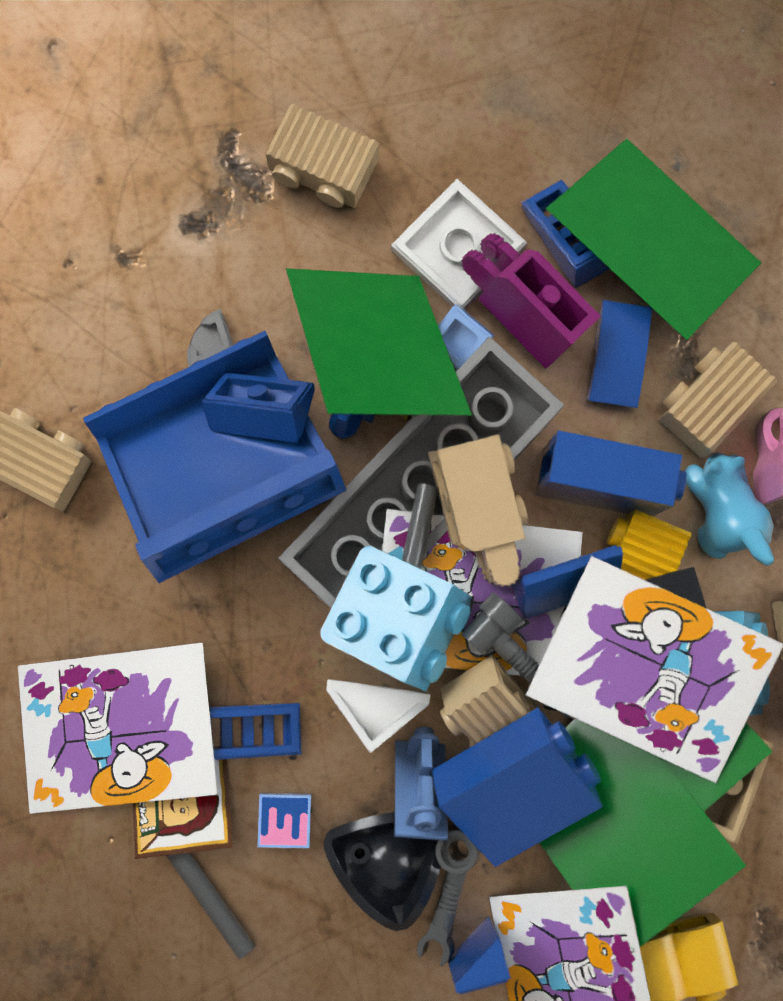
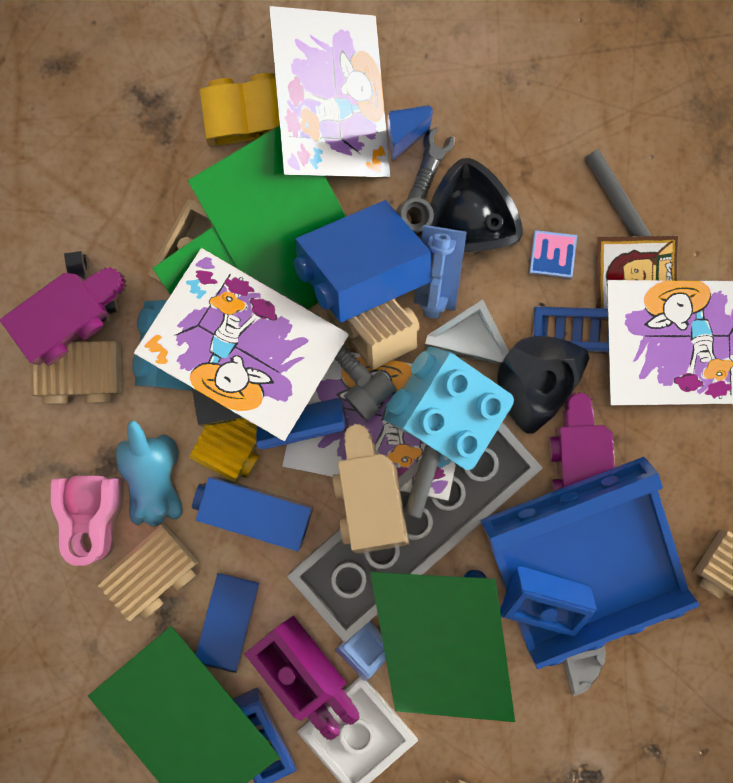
camera: 165 degrees left, 5 degrees up
(234, 591) = (580, 445): none -> magenta hinge
(288, 667) = (540, 378): none -> black hat

